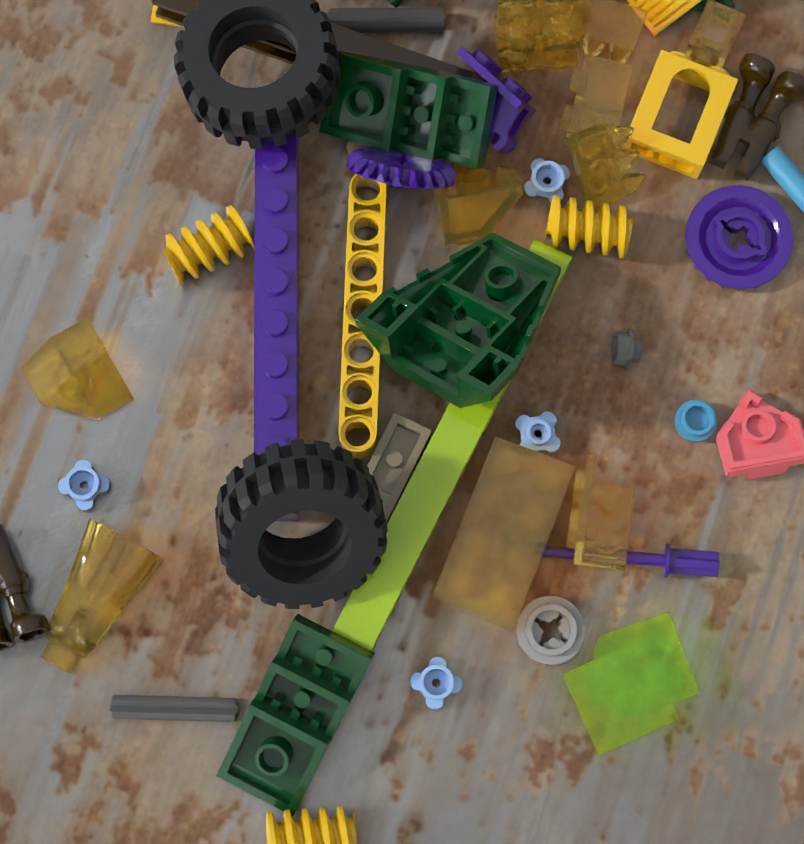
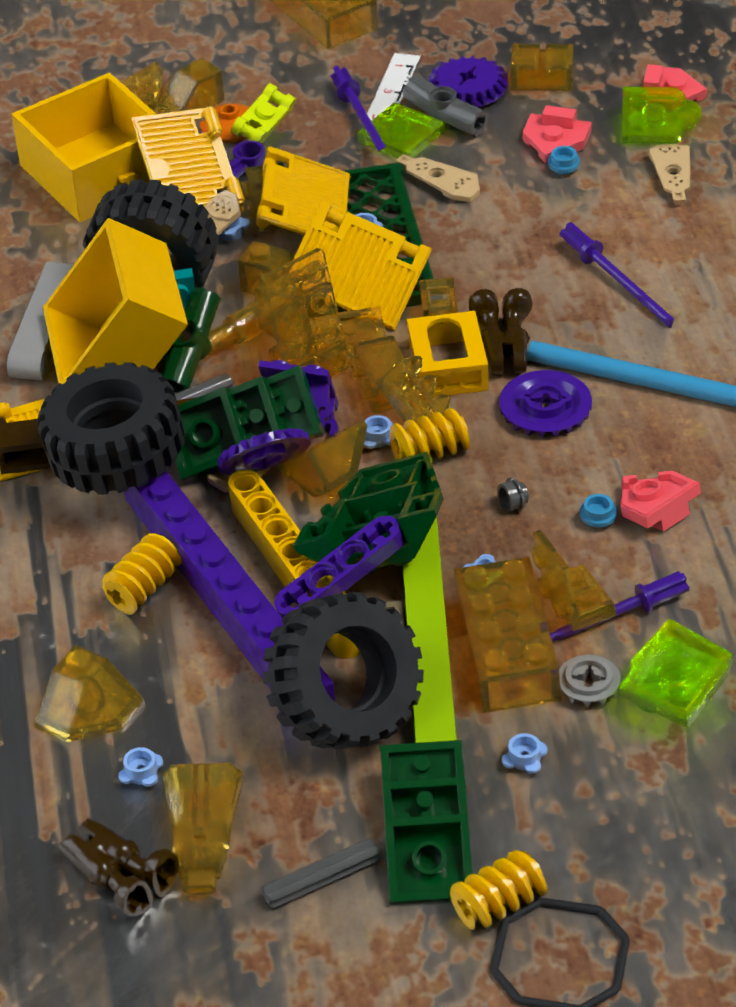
camera: 25 degrees left, 35 degrees down
(379, 380) = (335, 564): none -> dark purple beam

